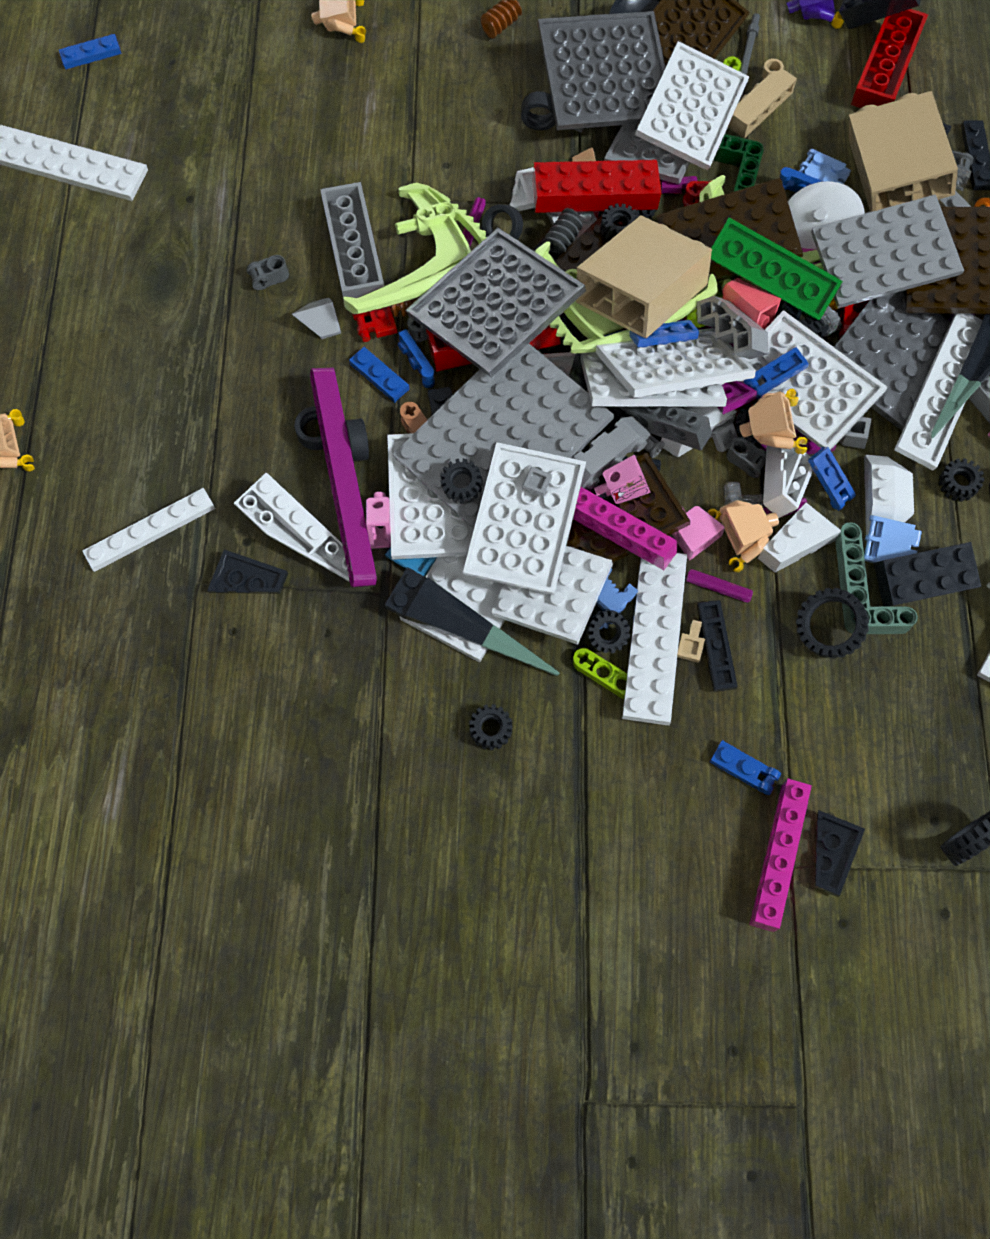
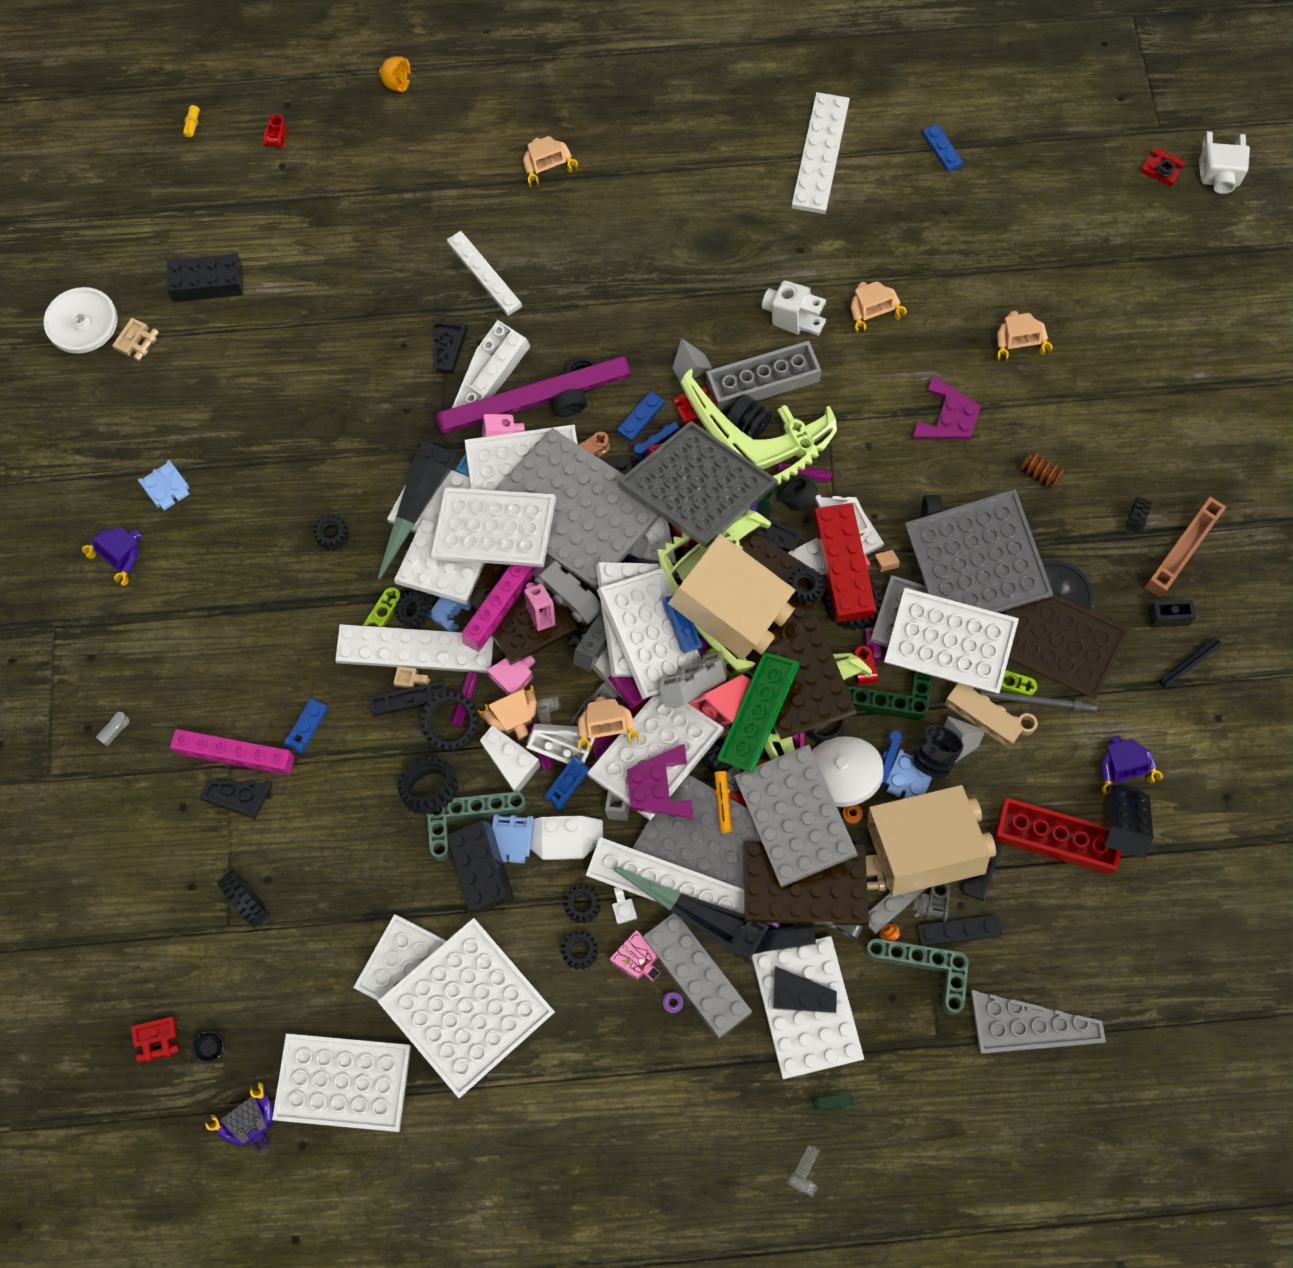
camera: 85 degrees right, 0 degrees up
(82, 882) = (205, 277): none -> black brick
(117, 1064) = (80, 320): none -> white dish
(156, 991) = (131, 336): none -> tan plate
(270, 272) = (726, 316): dark grey piece -> none
(272, 199) = (794, 308): none -> white piece
(276, 133) = (872, 301): none -> light nougat torso
(394, 944) = (165, 485): none -> light blue plate
(404, 256) = (746, 417): none -> black wheel
(422, 82) = (956, 417): none -> magenta wing
(461, 493) = (521, 467): black tyre -> none
(486, 1006) = (117, 549): none -> dark purple torso
(537, 482) = (520, 528): light grey tile -> none
(563, 231) = (792, 541): dark grey piece -> none
(741, 1013) = (113, 728): none -> light grey bar
(770, 585) = (430, 707): none -> black tyre
(778, 372) = (657, 723): blue plate -> none
(784, 126) = (969, 734): none -> light grey slope
(807, 136) = (937, 751): none -> black wheel
(851, 382) = (650, 786): none -> magenta wing
(856, 321) = (722, 793): none -> light orange pin
(964, 442) = (623, 909): none -> white plate

